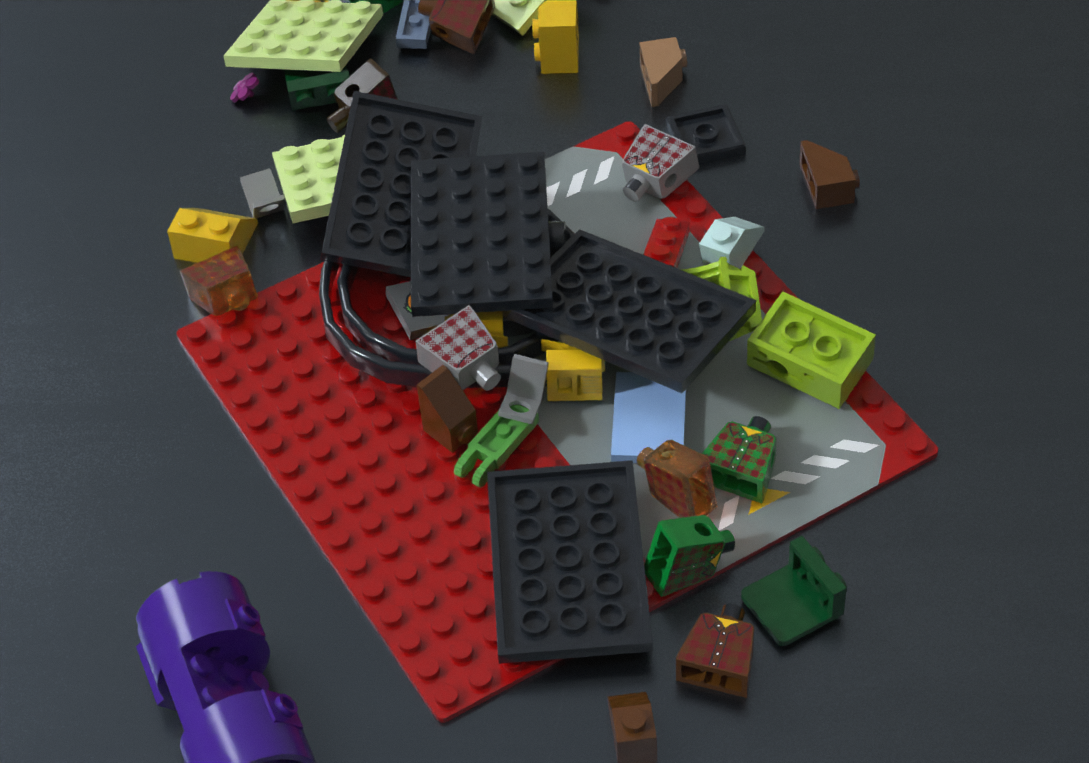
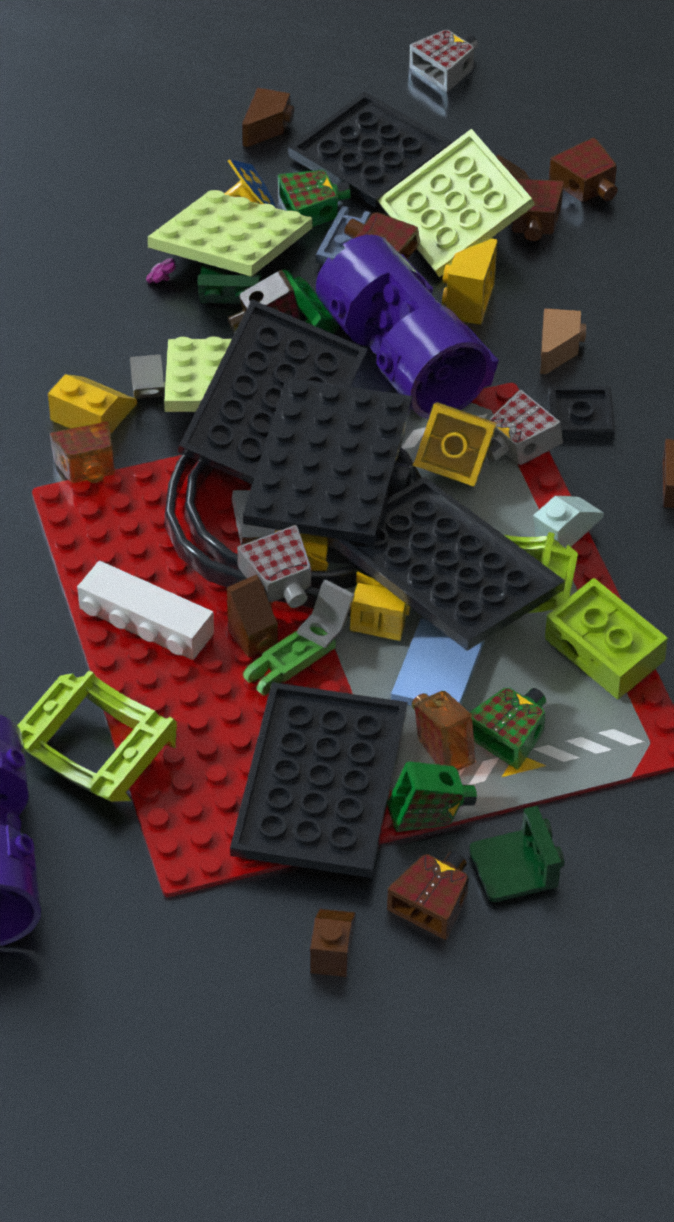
camera: 10 degrees right, 0 degrees up
(333, 427) = (145, 610): none -> white brick
(363, 588) = (128, 761): none -> lime wedge
(408, 89) = (310, 305): none -> green hinge
(516, 90) = (392, 311): none -> dark purple cylinder
(598, 191) = (455, 444): none -> yellow piece
(668, 240) = (507, 507): red plate -> none

